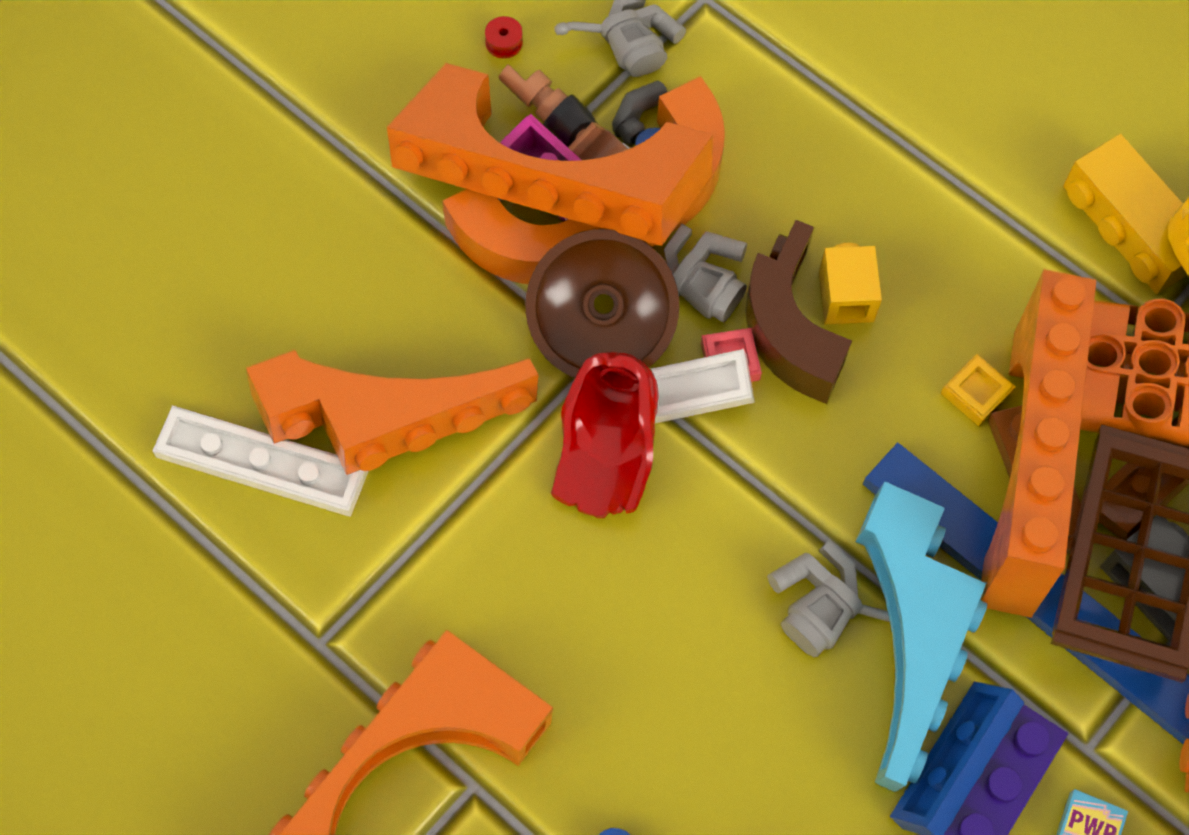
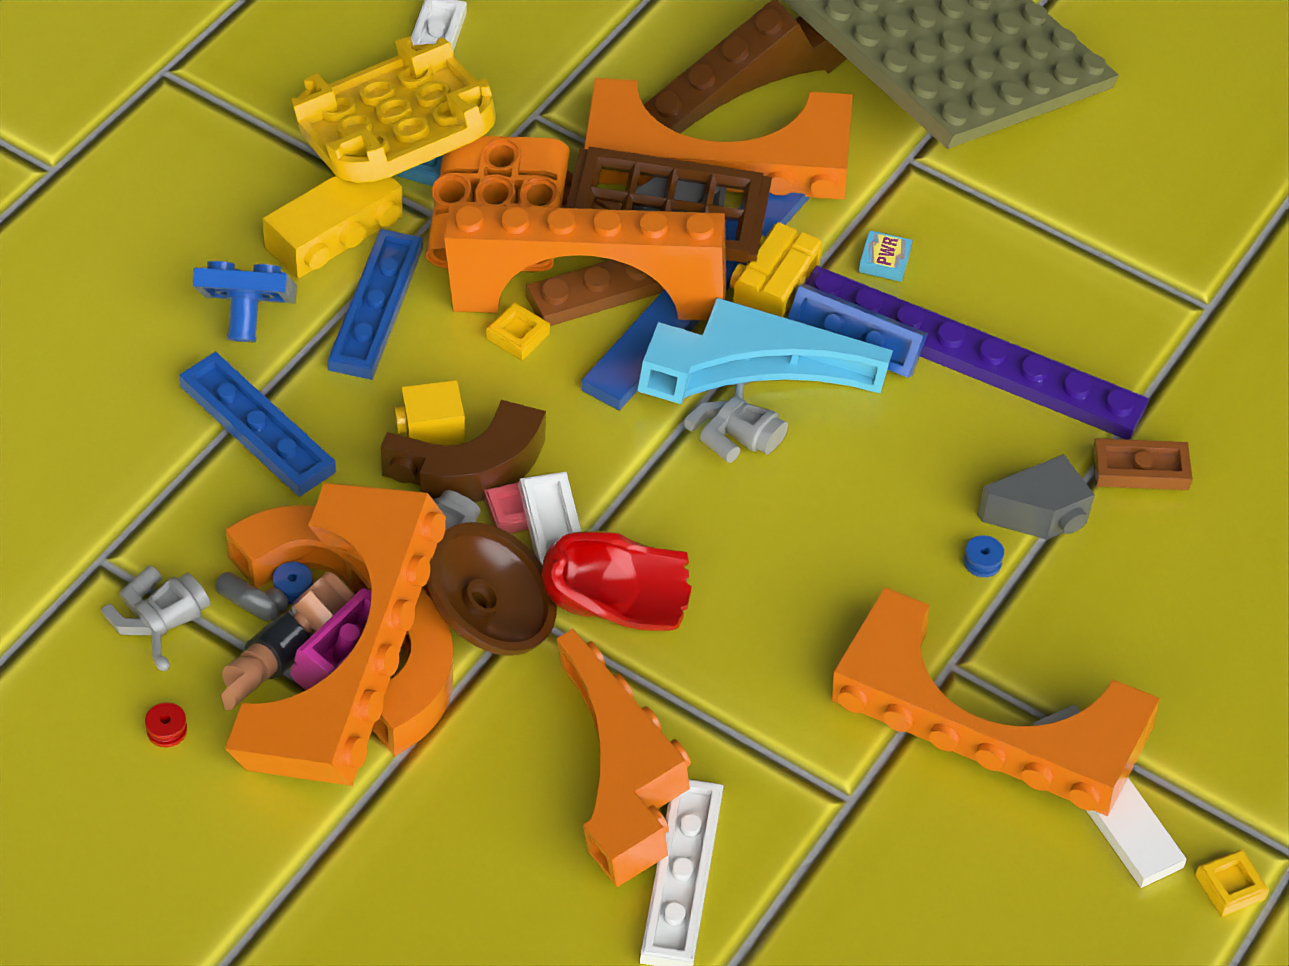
camera: 100 degrees left, 15 degrees down
(852, 126) = (257, 424): none -> blue plate
(1015, 249) = (375, 304): none -> blue tile
(1020, 114) = (245, 291): none -> blue plate
(1054, 680) = (781, 266): none -> yellow brick

